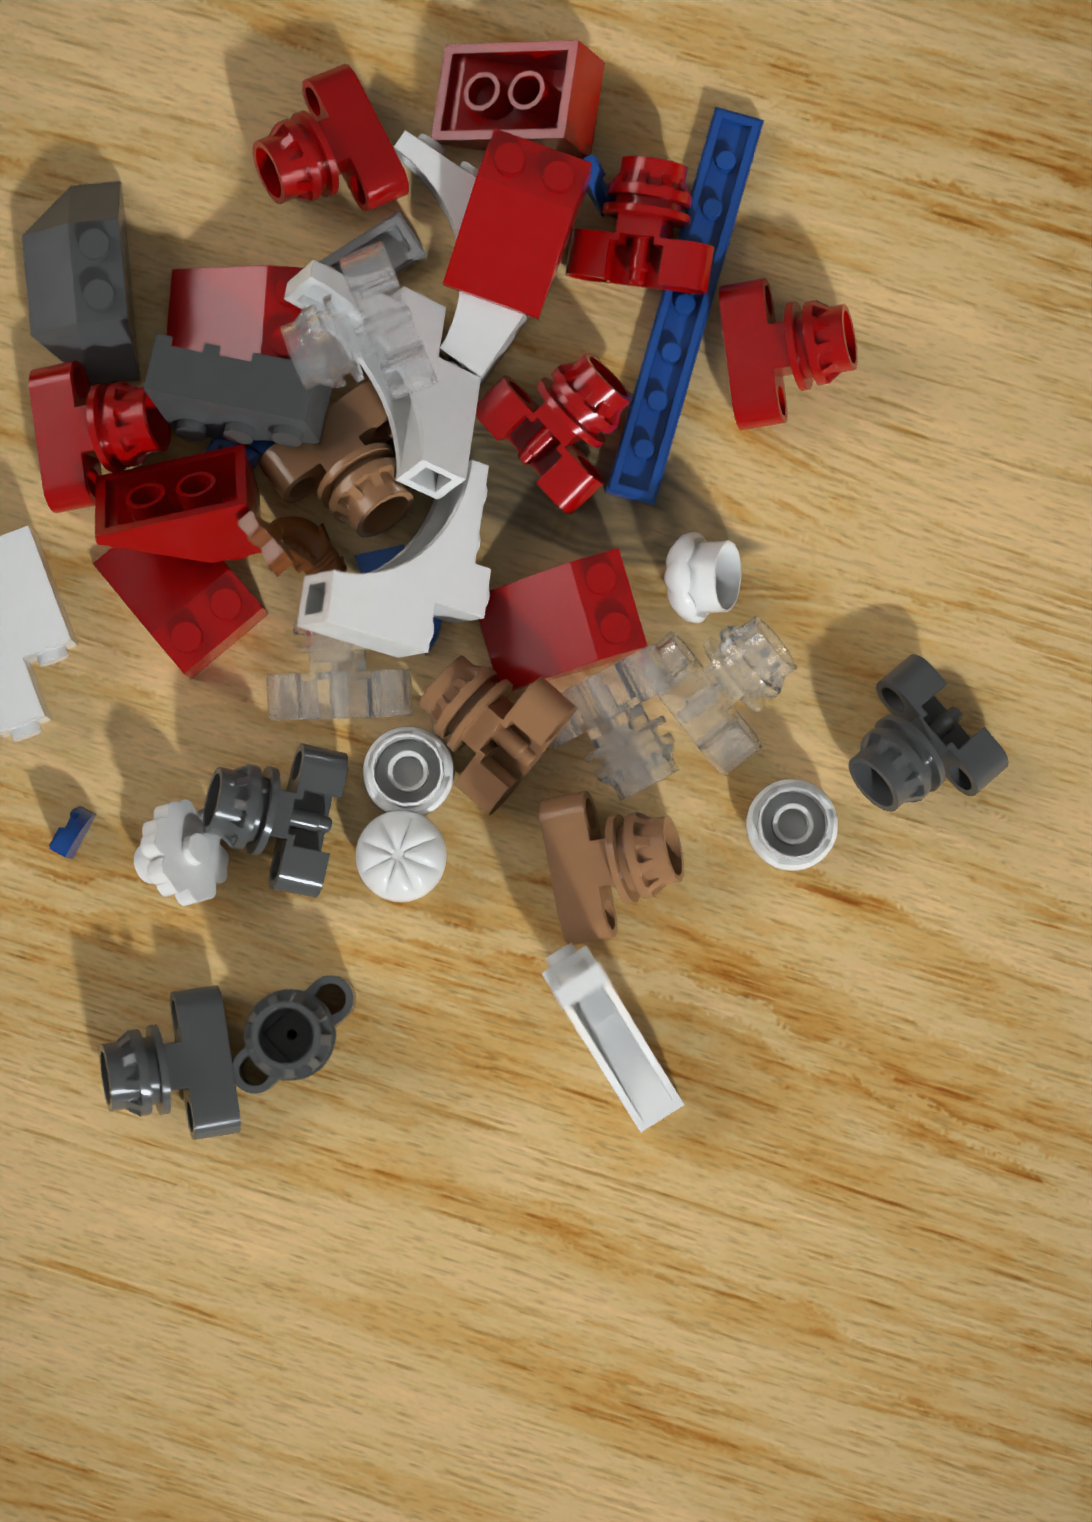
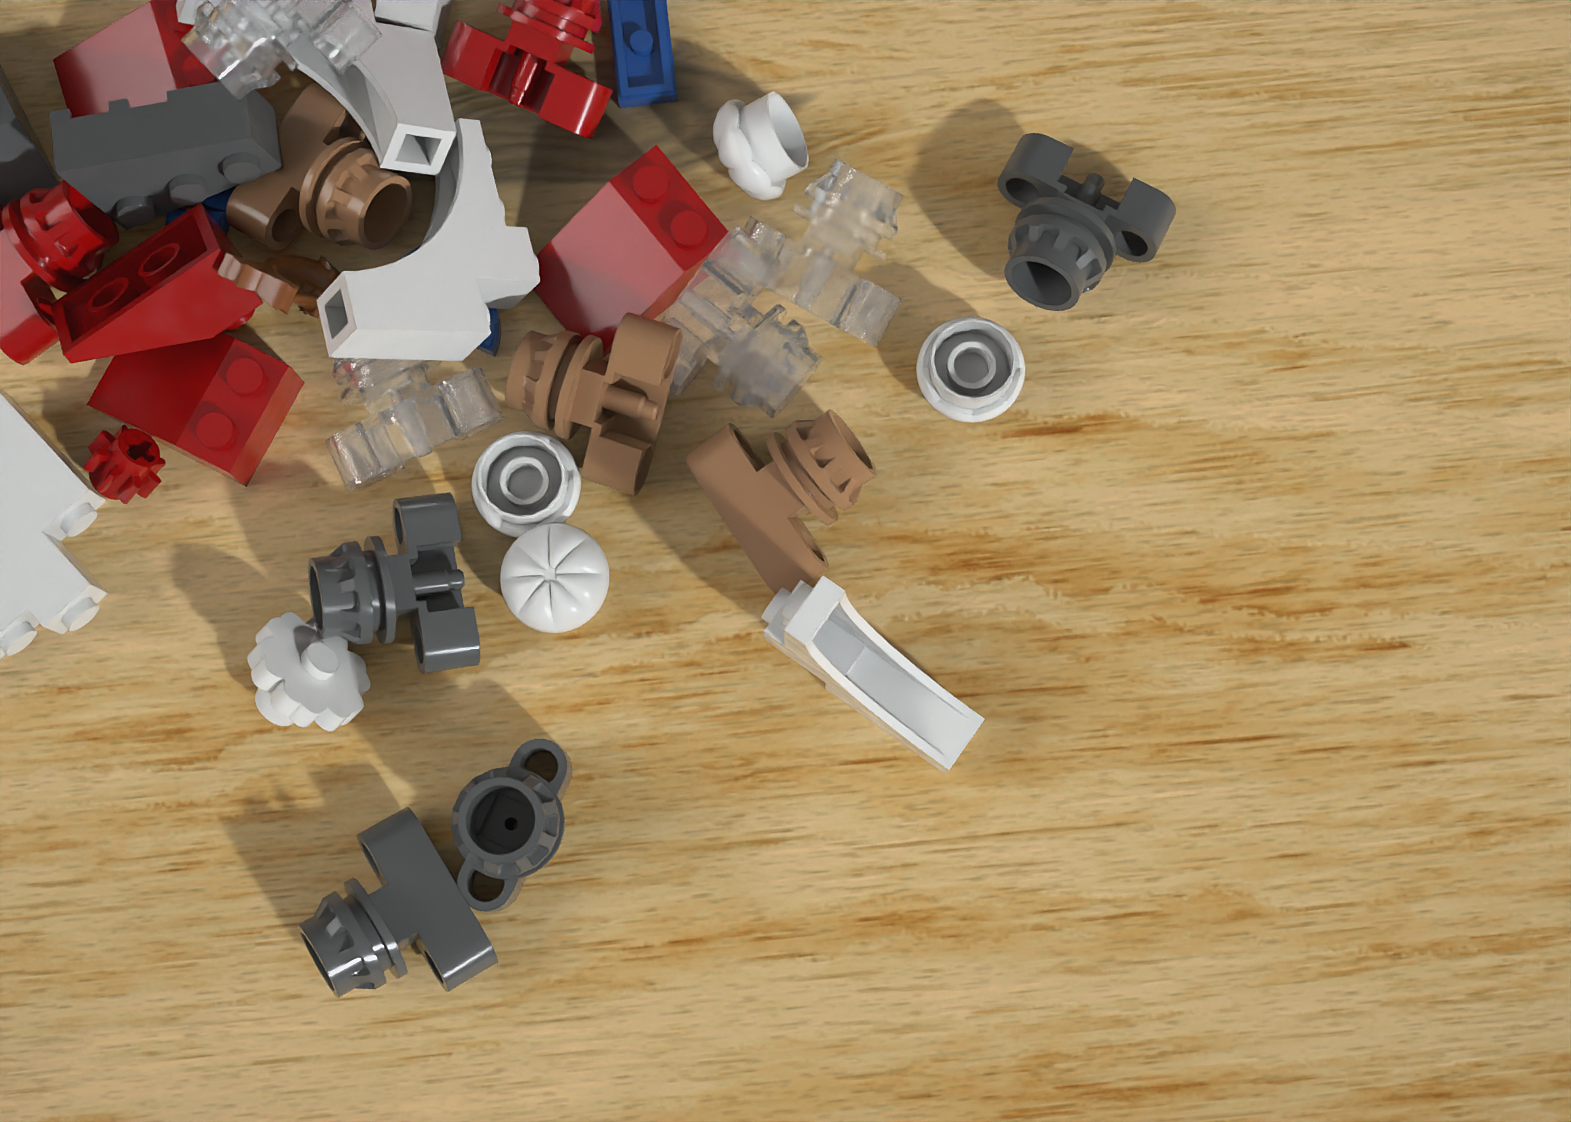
camera: 25 degrees left, 5 degrees down
(68, 839) = (177, 714): blue tile -> none
(104, 627) = (124, 464): none -> red gear

